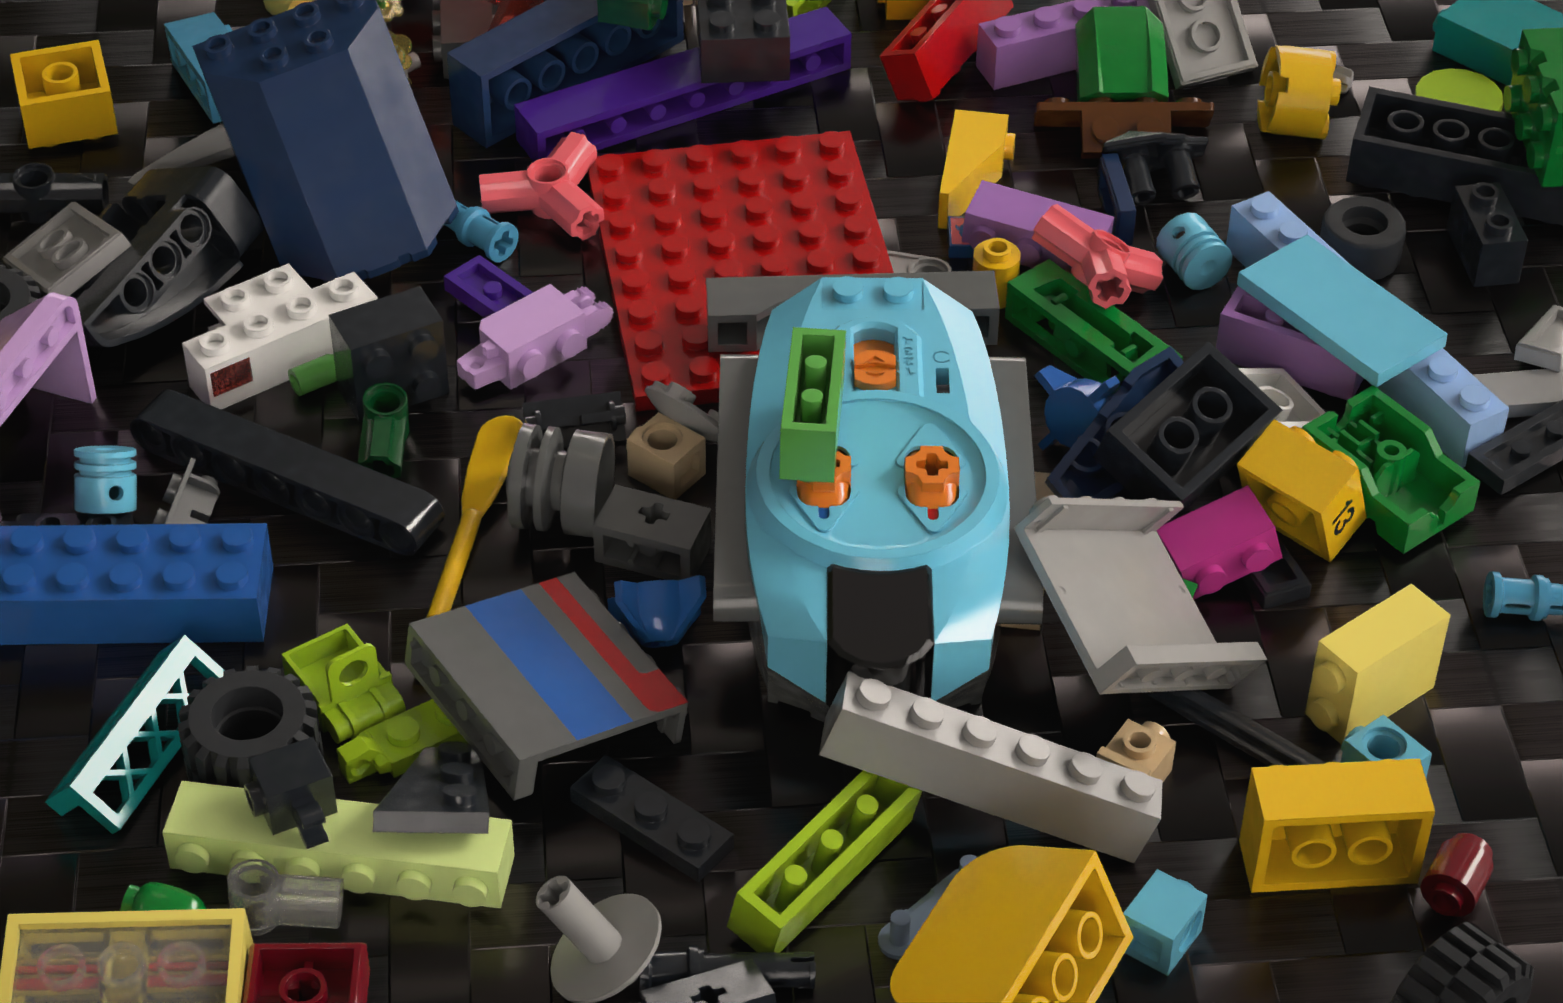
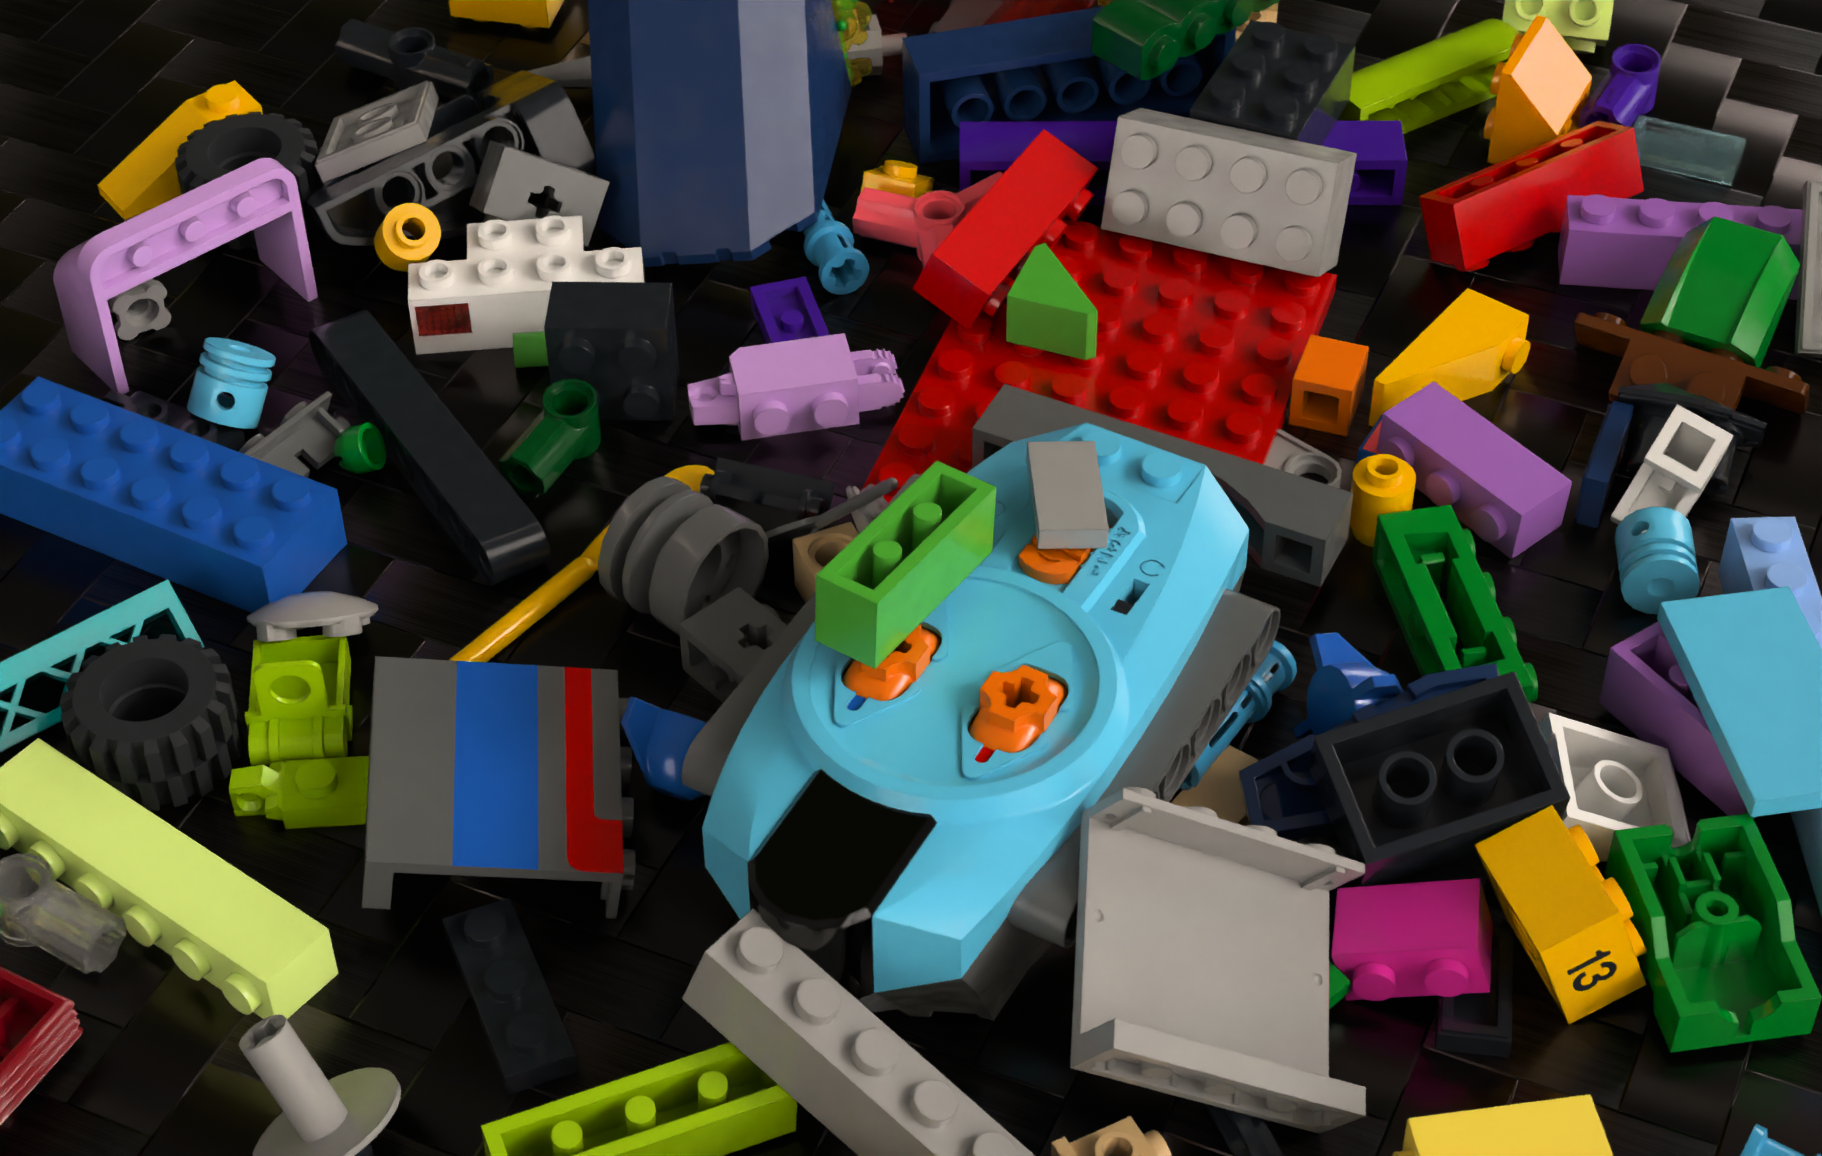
camera: 30 degrees right, 0 degrees up
(166, 323) = (396, 249): none -> yellow brick
(233, 255) = (511, 176): none -> brick
(236, 495) = (360, 449): none -> green hinge
(293, 790) = (116, 795): black brick -> none
(294, 626) = (334, 611): none -> light grey dish
(437, 794) = (271, 868): black wing -> none
(488, 162) = (898, 178): none -> yellow plate
(617, 171) = (998, 234): none -> red brick
(667, 397) = (784, 534): none -> dark grey piece
(689, 216) = (1050, 309): none -> bright green slope
(754, 93) = (1228, 191): none -> light grey brick
(869, 331) = (1066, 495): none -> light grey tile
(902, 208) = (1328, 385): none -> orange brick
(1098, 258) = (1511, 526): coral piece -> none
(1171, 185) = (1676, 465): none -> white brick

